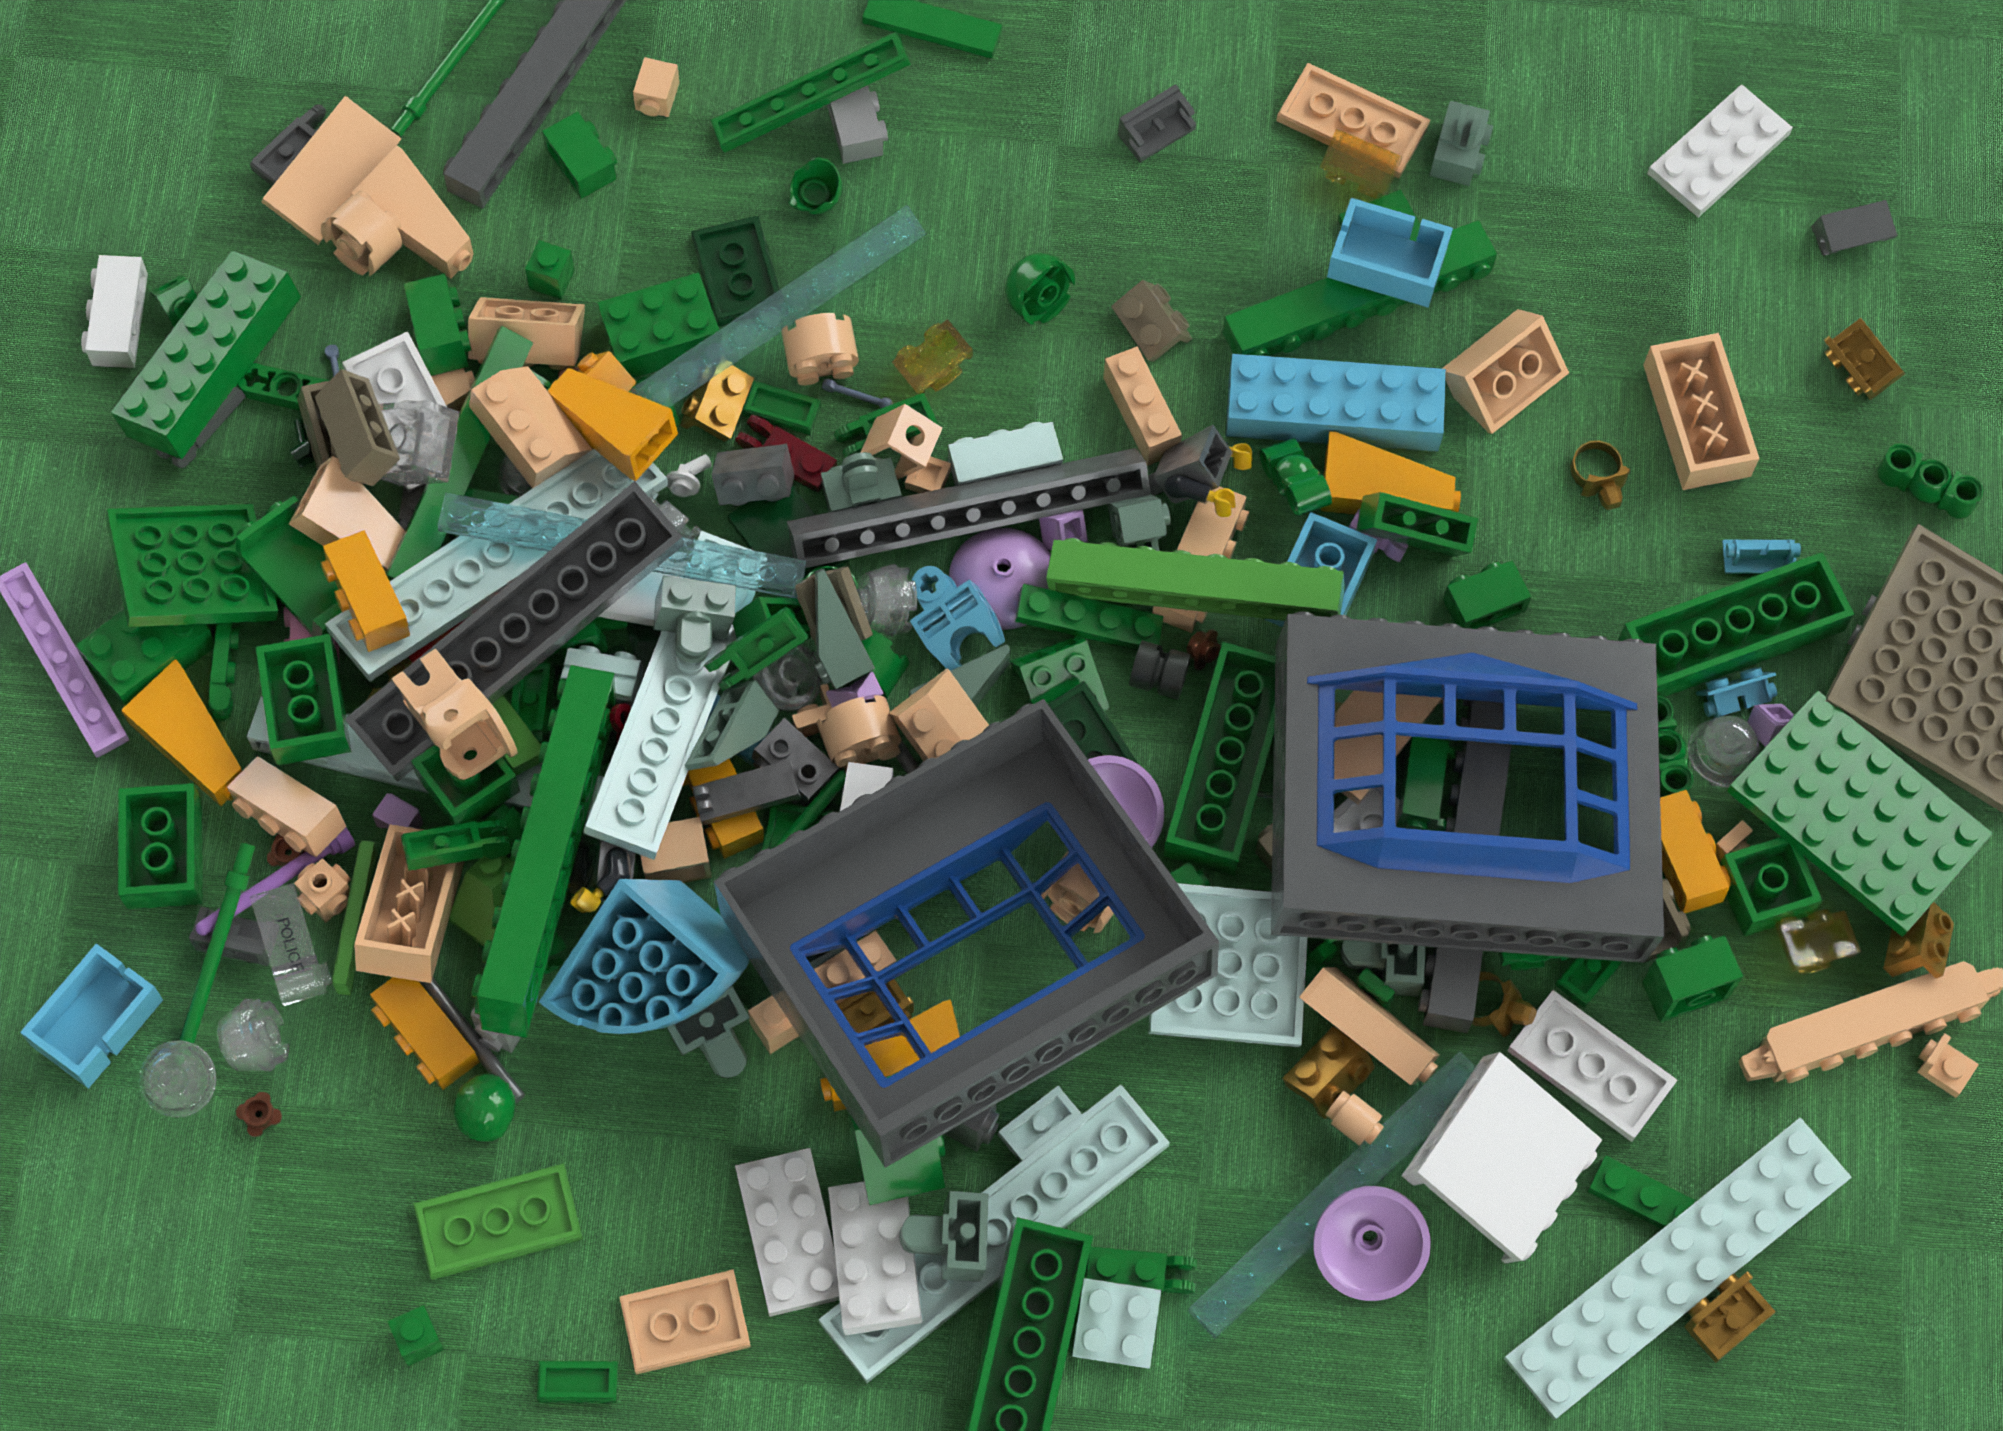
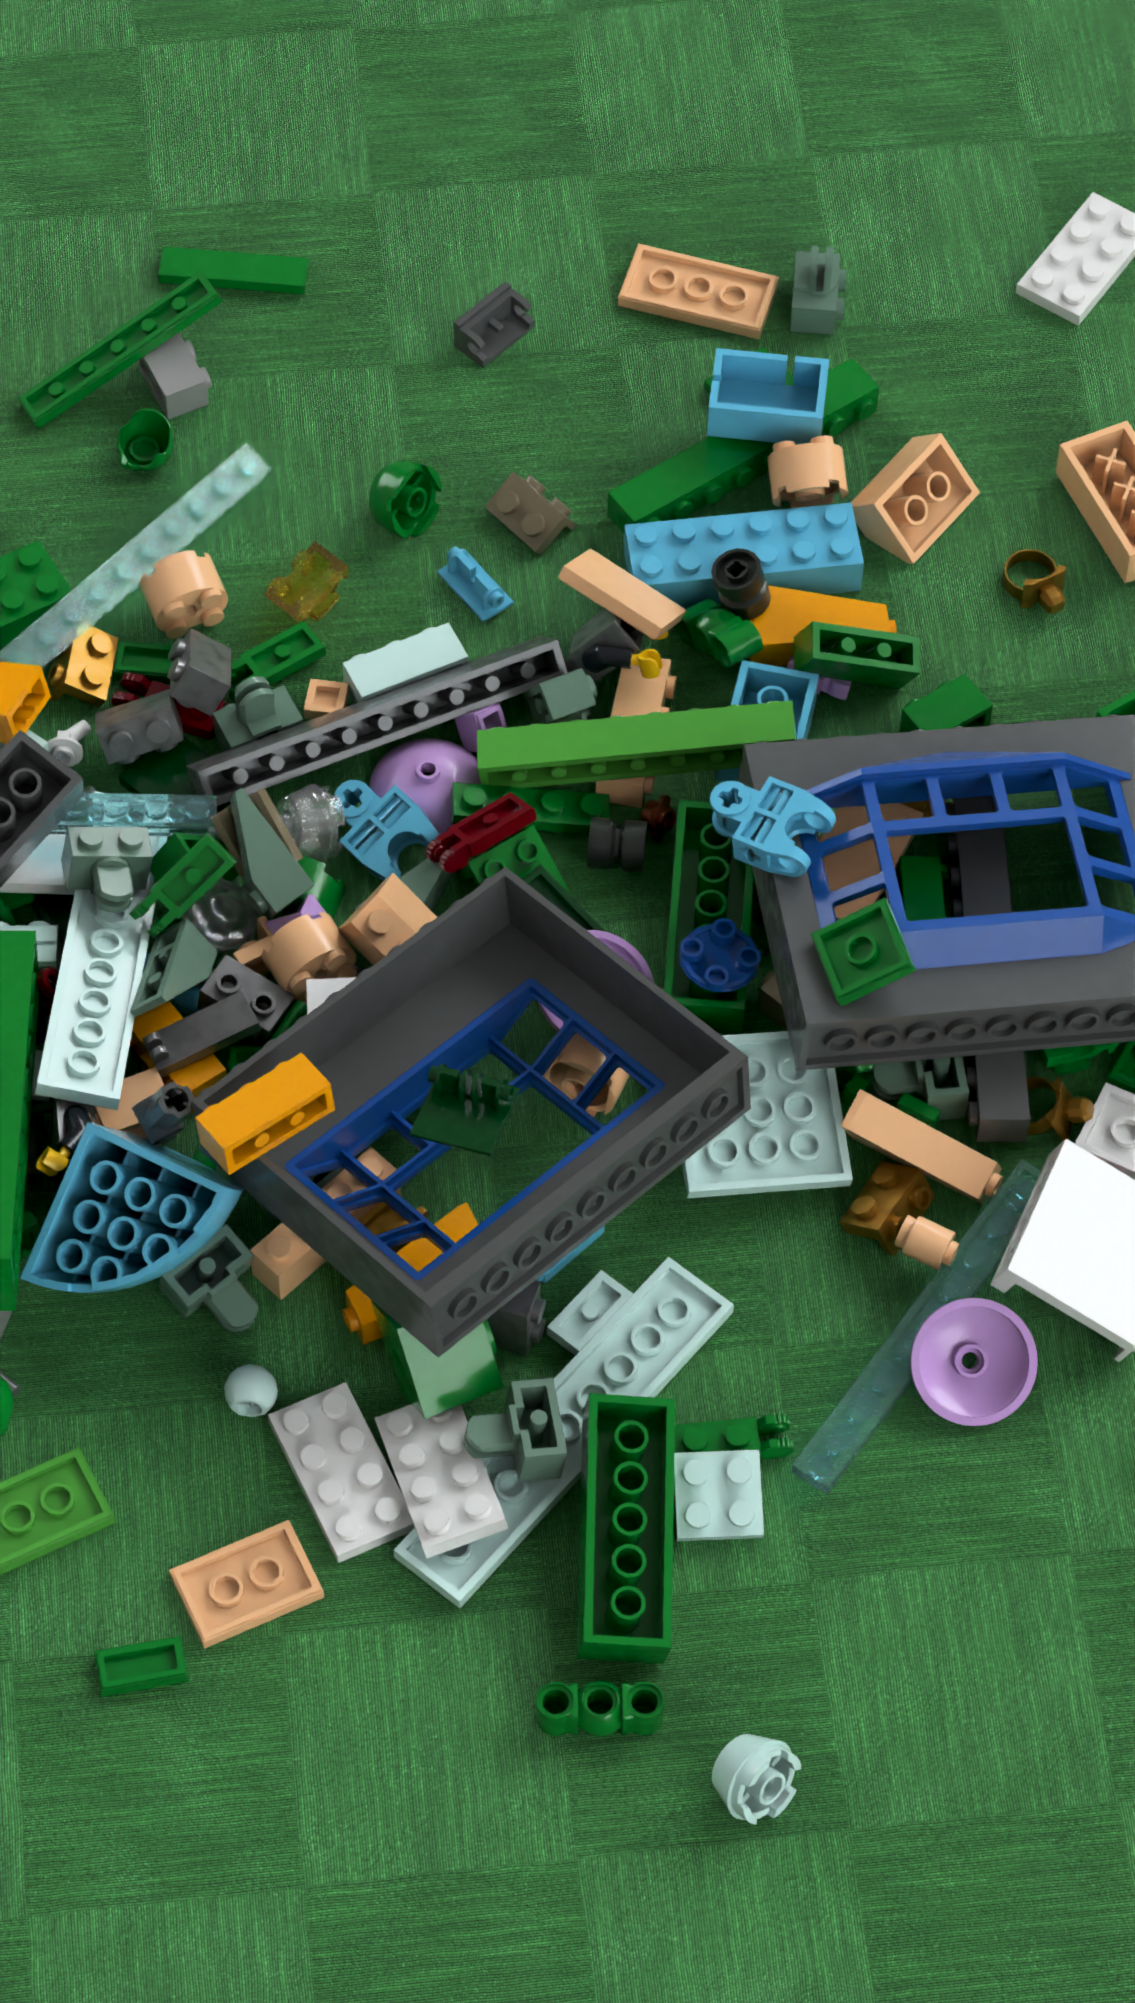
camera: 10 degrees left, 10 degrees down
(691, 877) = (163, 1112): none -> dark grey piece
(724, 1140) = (251, 1390): none -> light aqua piece
(735, 267) = (73, 531): dark green tile -> none
(773, 912) = (265, 1113): none -> light orange brick
(817, 432) = (199, 672): none -> flat silver brick
(831, 386) = (232, 637): sand blue hinge -> none
(890, 431) = (282, 653): light nougat piece -> none
(952, 944) = (464, 1110): none -> dark green hinge
(1036, 640) = (480, 832): none -> dark red hinge
(1085, 383) = (474, 585): none -> medium azure hinge
(1141, 404) = (538, 591): light nougat brick -> none
(1213, 428) = (622, 594): none -> light nougat tile
(1225, 808) = (719, 957): none -> blue dish
(1290, 701) = (767, 822): none -> medium azure piece
(1324, 437) = (741, 583): none -> pearl dark grey wheel
(1349, 849) = (863, 952): none -> green tile
(1361, 163) = (715, 324): clear yellow brick -> none
(1411, 331) = (807, 472): none -> light nougat brick

